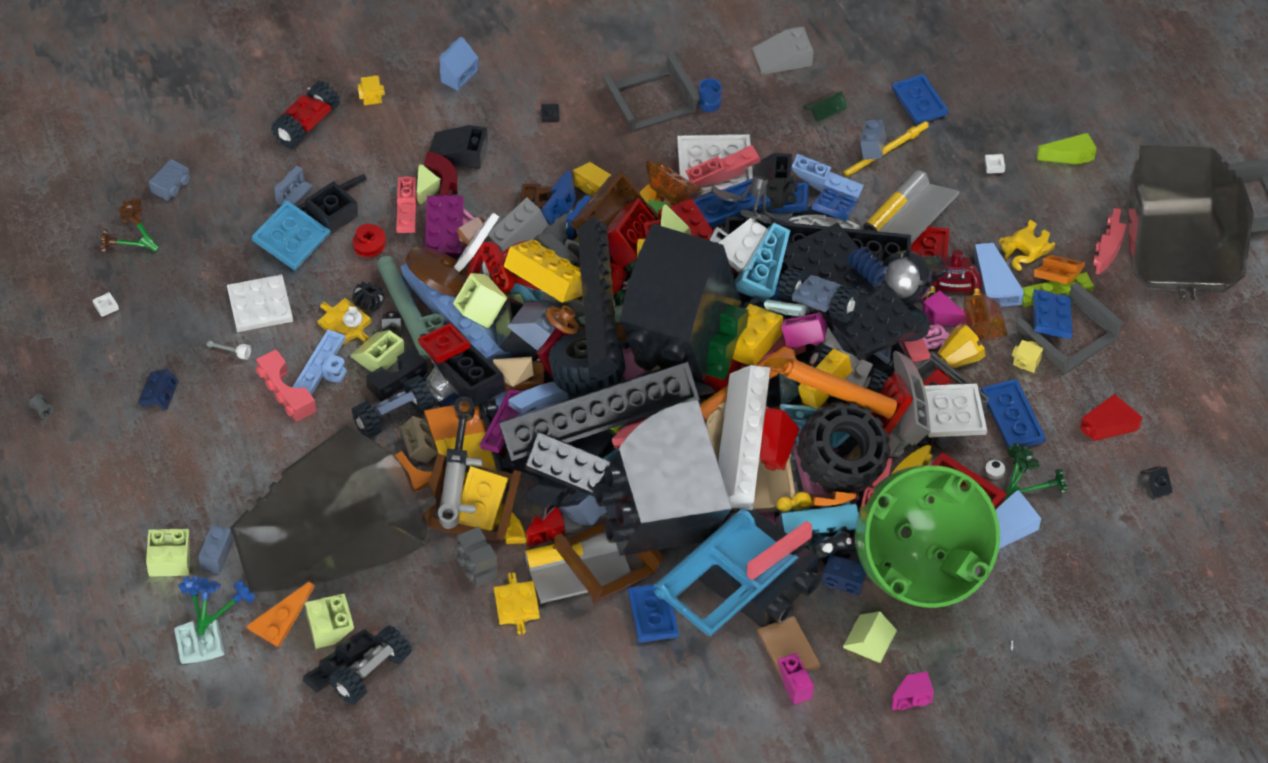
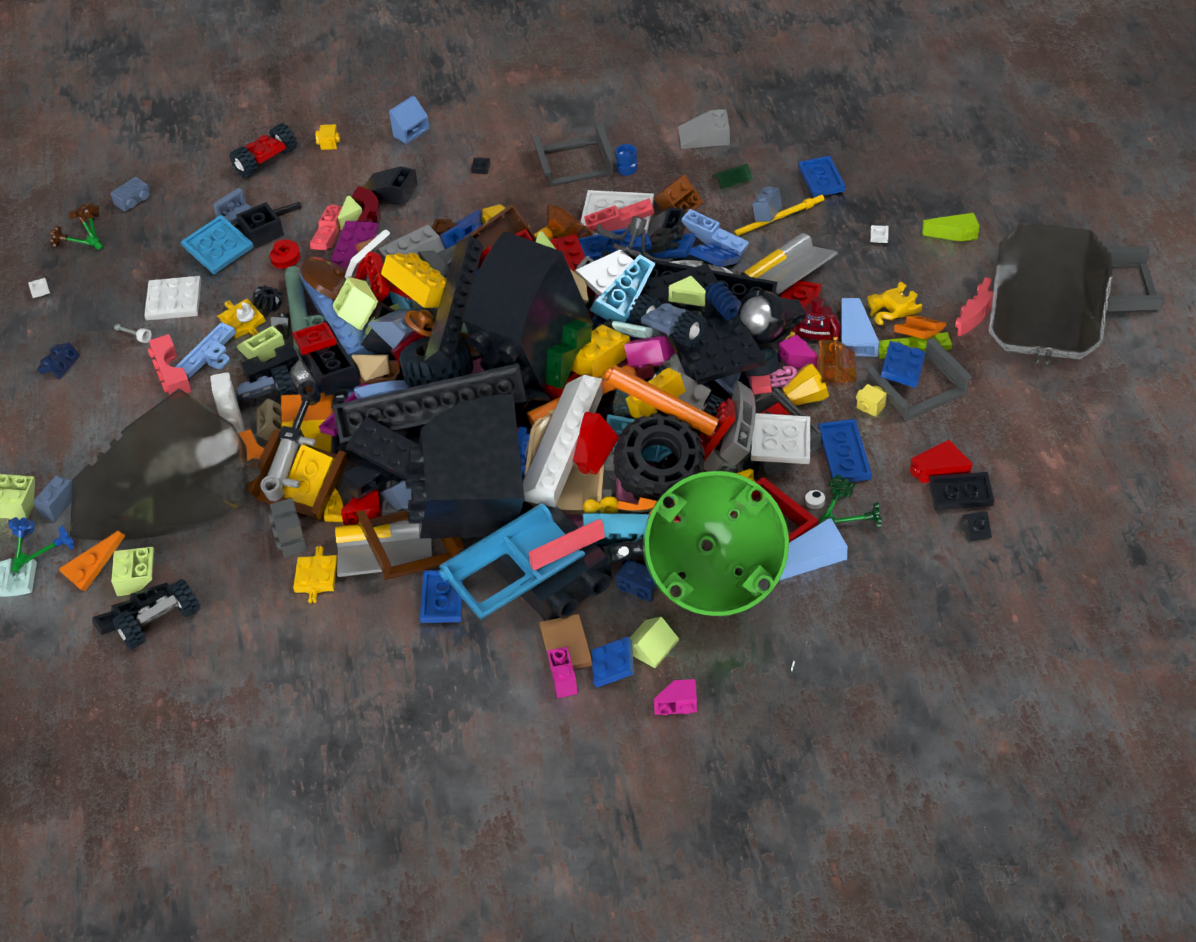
camera: 15 degrees right, 5 degrees down
(377, 422) = (226, 400): none -> white brick
(775, 135) = (678, 194): none -> dark orange slope
(830, 260) = (687, 292): none -> yellowish green slope
(841, 662) = (612, 662): none -> blue plate
(1135, 446) = (961, 491): none -> black plate

